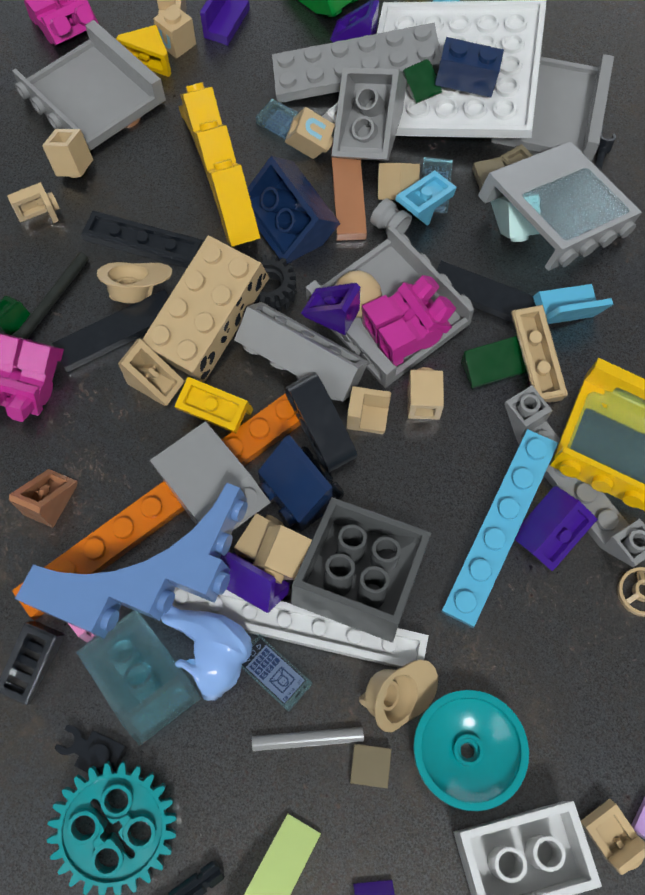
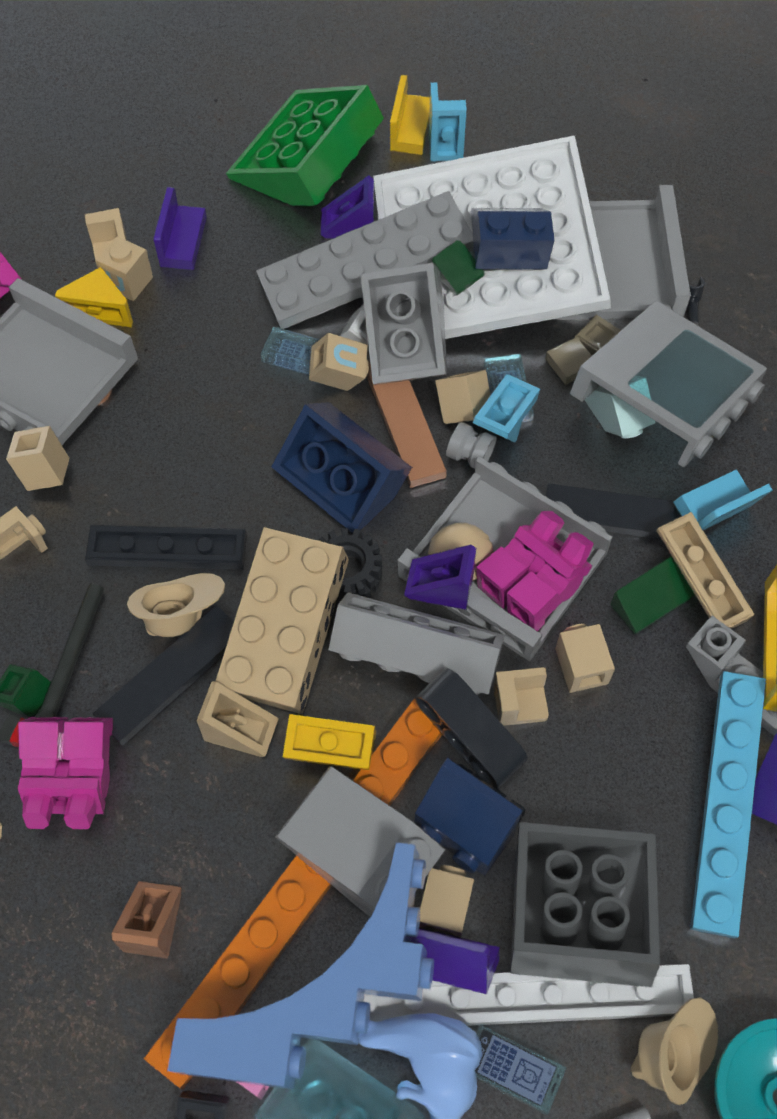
camera: 15 degrees left, 5 degrees down
(220, 165) = (233, 412): yellow arch -> none
(282, 553) = (483, 911): tan brick -> none

